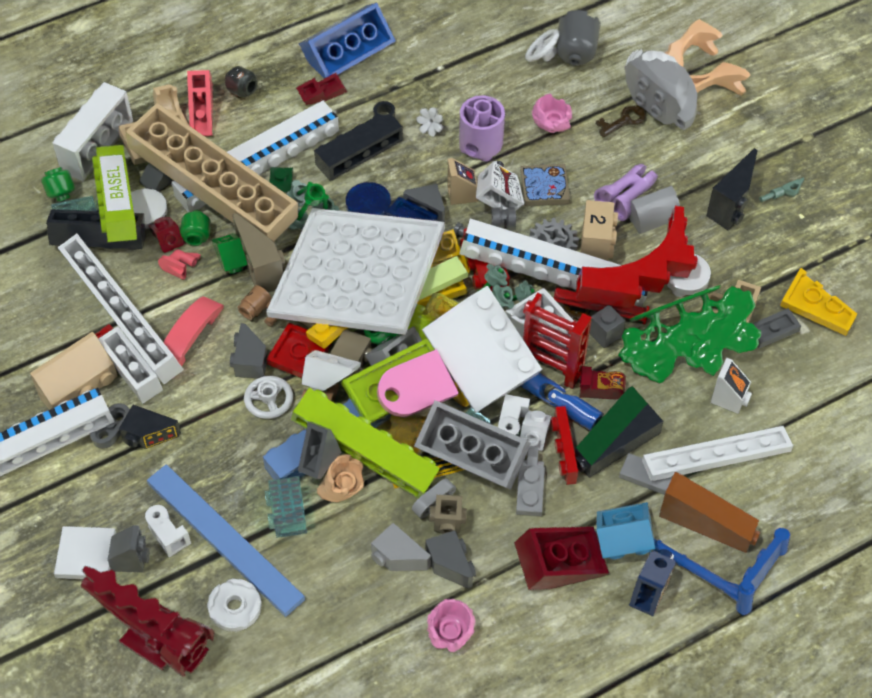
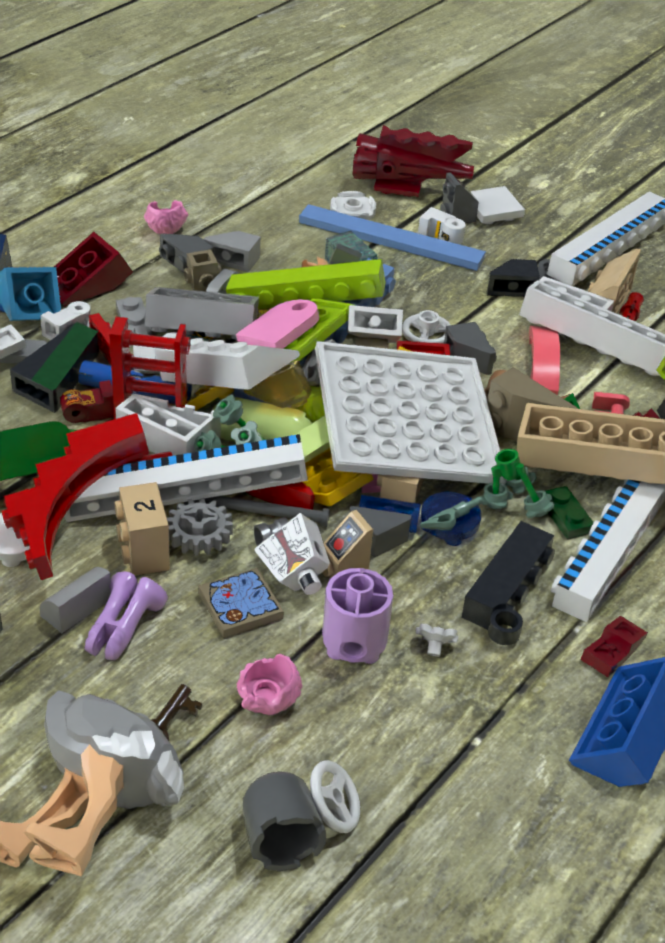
camera: 155 degrees right, 15 degrees down
(378, 188) = (447, 519): none -> sand green hand
(595, 490) = (56, 323): none -> white leg

